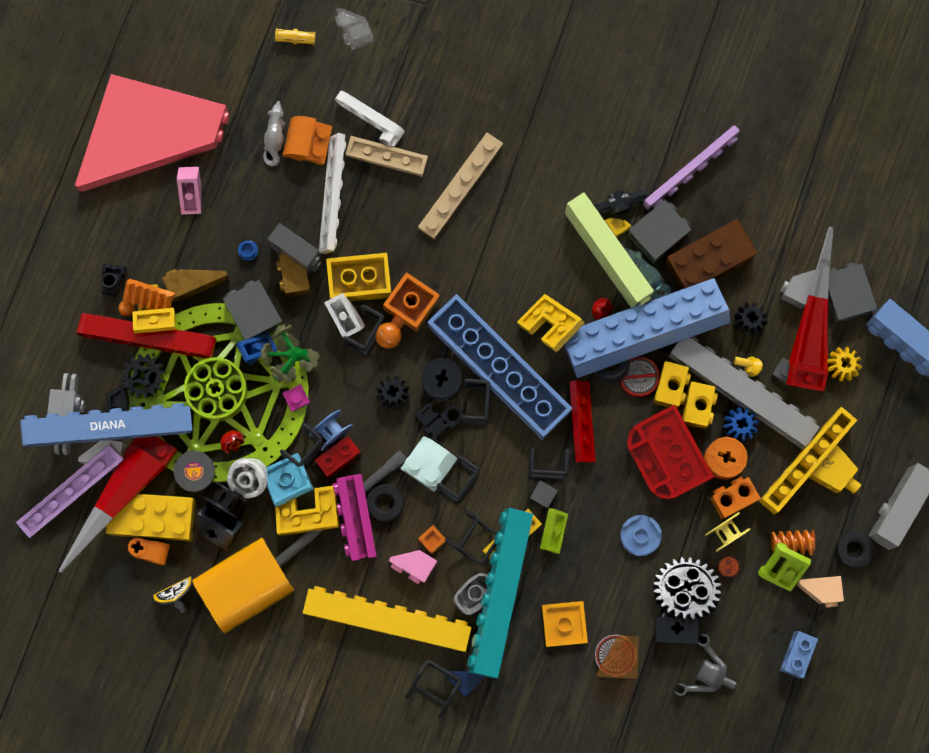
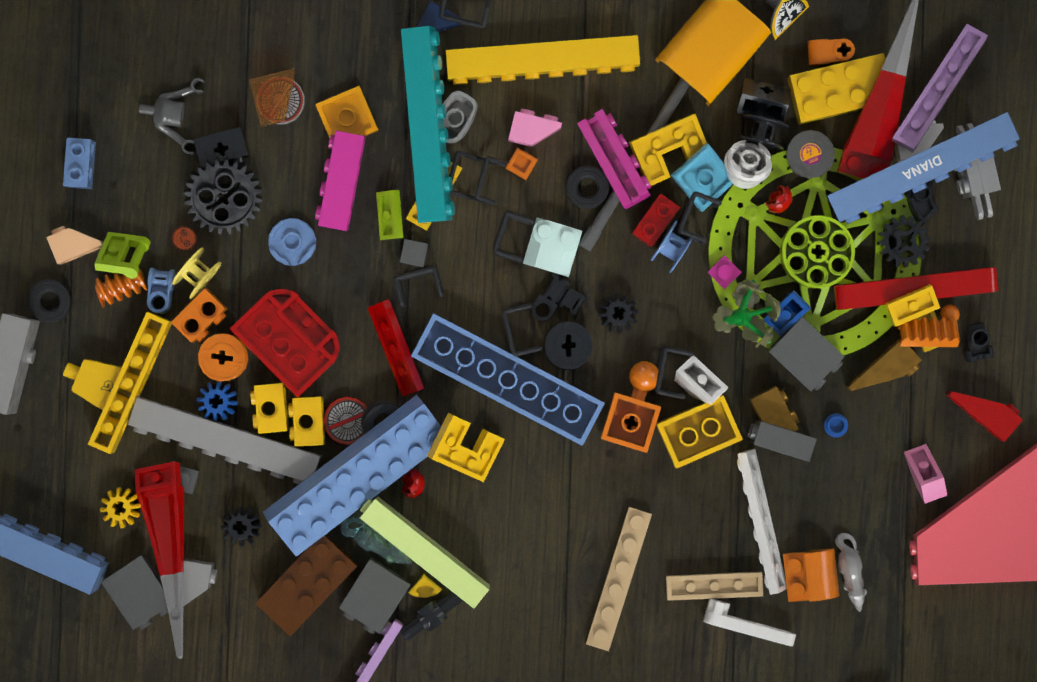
camera: 165 degrees right, 10 degrees up
(120, 218) = (993, 416): none -> red slope
(585, 570) = (341, 180): none -> dark pink brick
(752, 365) = (223, 472): yellow plate -> none
(760, 530) = (160, 288): none -> medium blue piece

